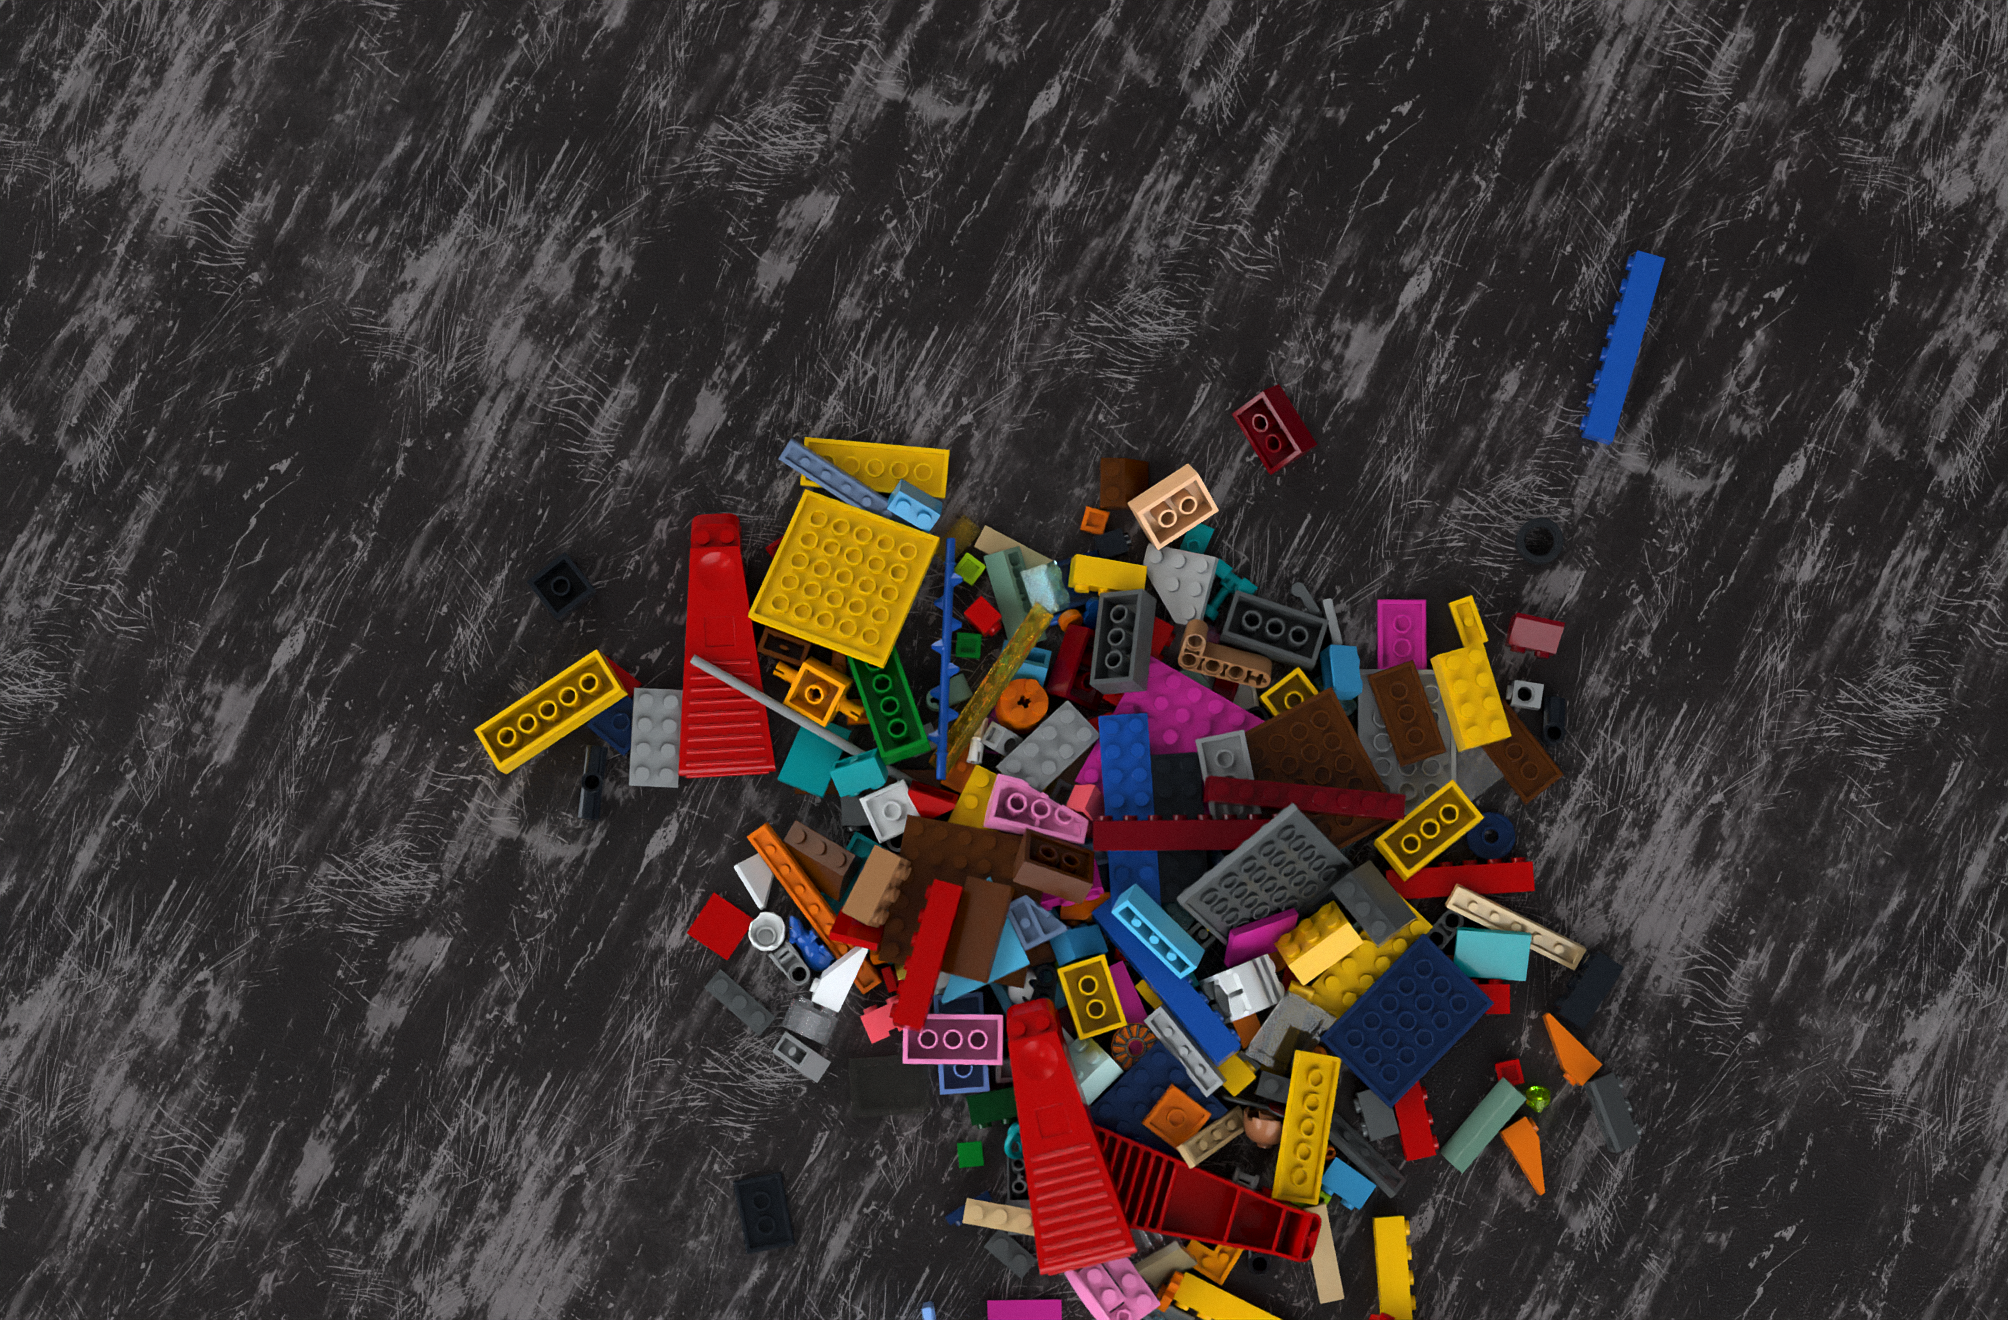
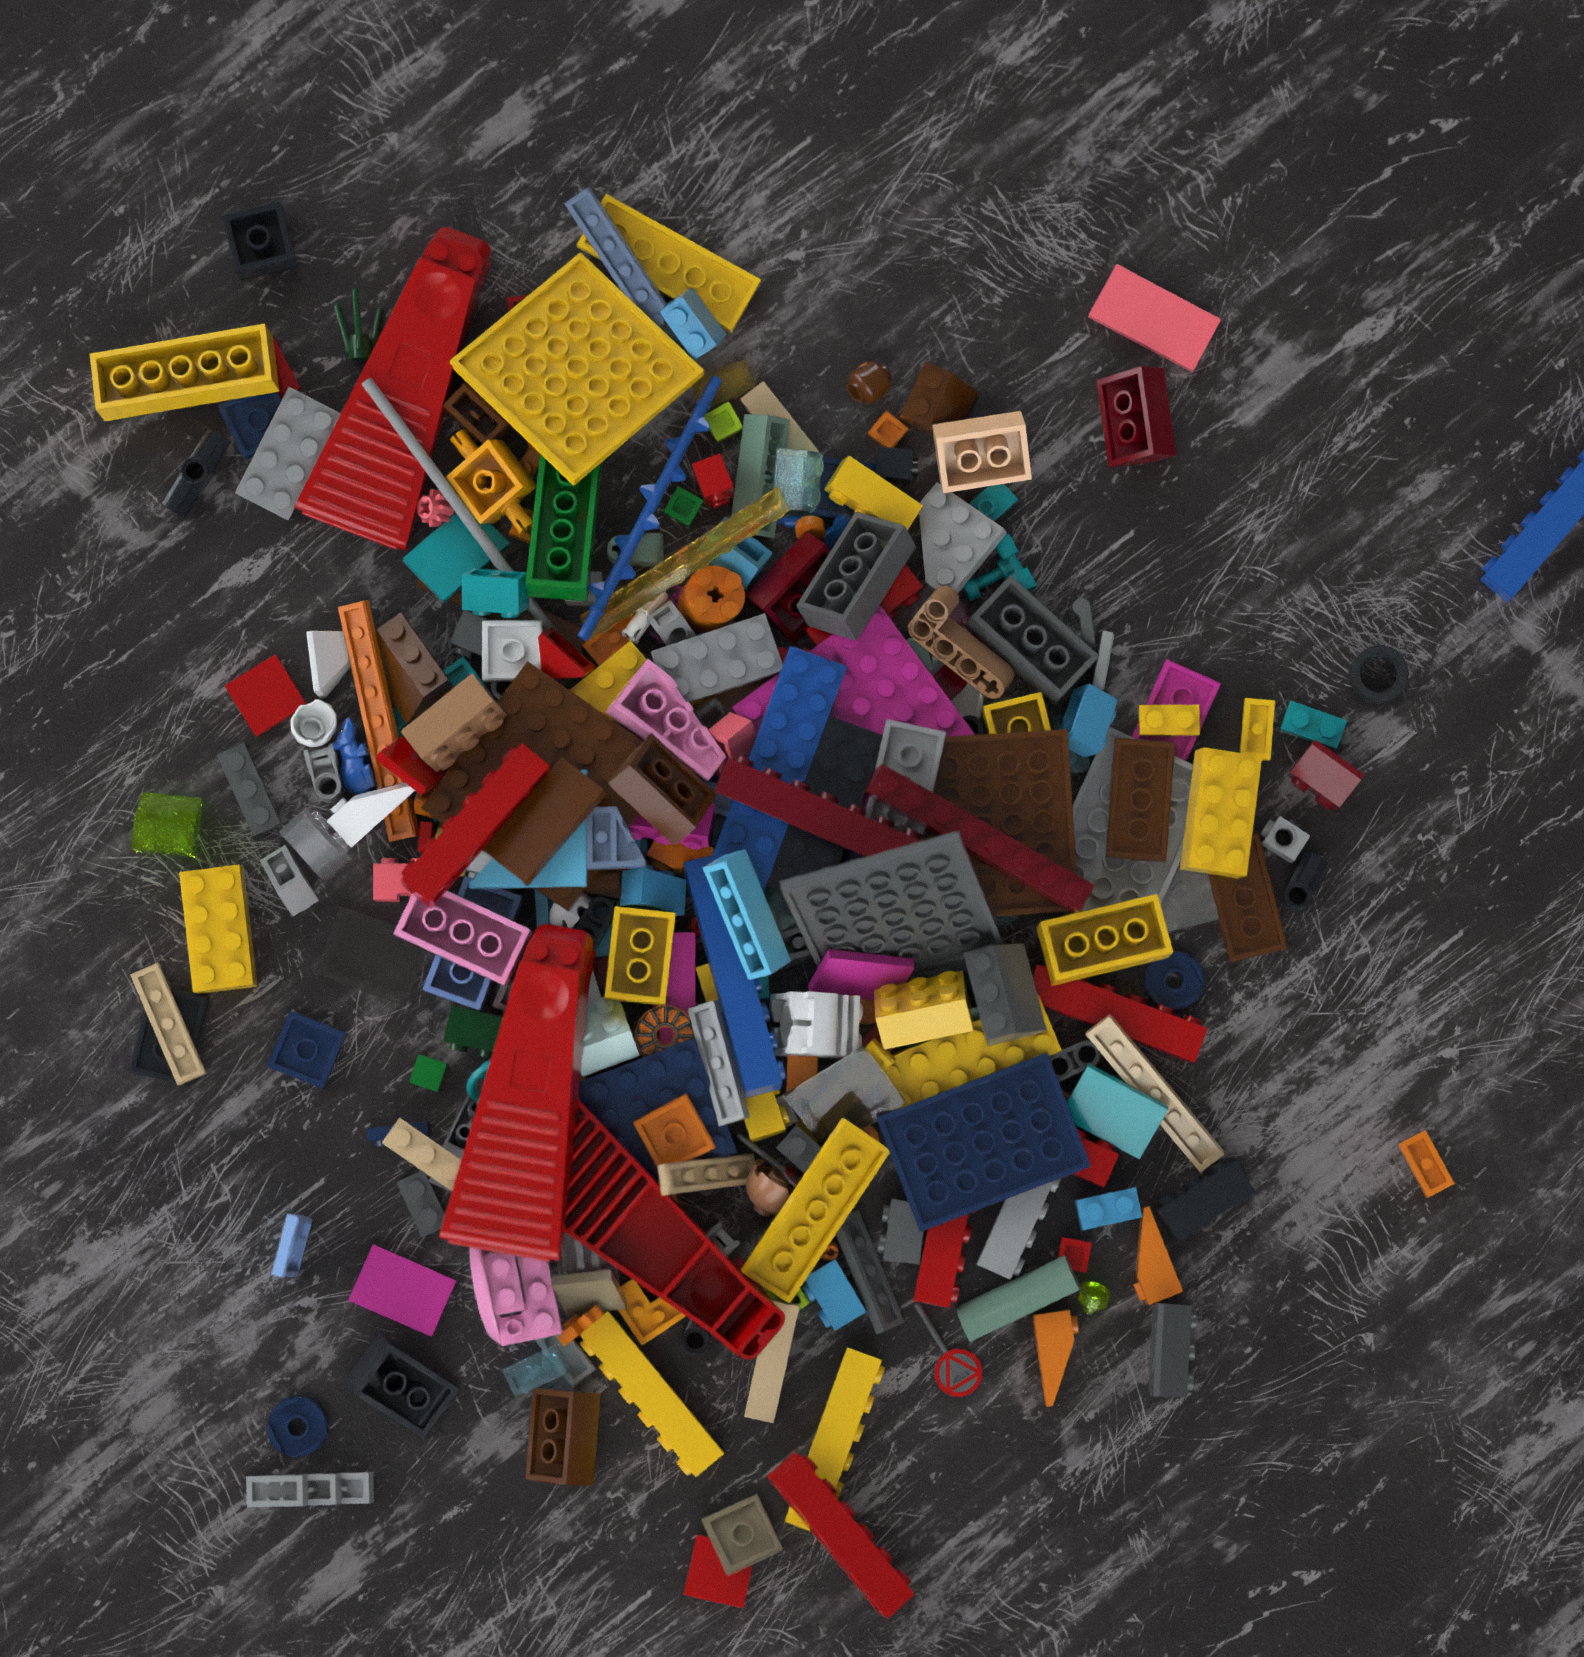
camera: 25 degrees right, 0 degrees up
(672, 632) = (360, 346): none -> dark green plant
(691, 1056) = (167, 825): none -> clear neon green slope
(760, 1205) = (168, 1024): none -> tan tile
(765, 1117) = (218, 929): none -> yellow brick
(784, 730) = (434, 509): none -> coral gear
(872, 1177) = (306, 1049): none -> dark blue plate
(1064, 491) = (869, 382): none -> reddish brown head
(1254, 348) = (1154, 318): none -> coral tile
(1400, 644) = (1169, 720): none -> yellow plate
(1457, 1076) = (1014, 1230): none -> light grey brick
(1461, 1197) = (957, 1370): none -> piece
(1507, 600) = (1313, 725): none -> teal plate
(1519, 1028) = (1108, 1208): none -> dark azure piece
(1736, 889) = (1426, 1164): none -> orange plate

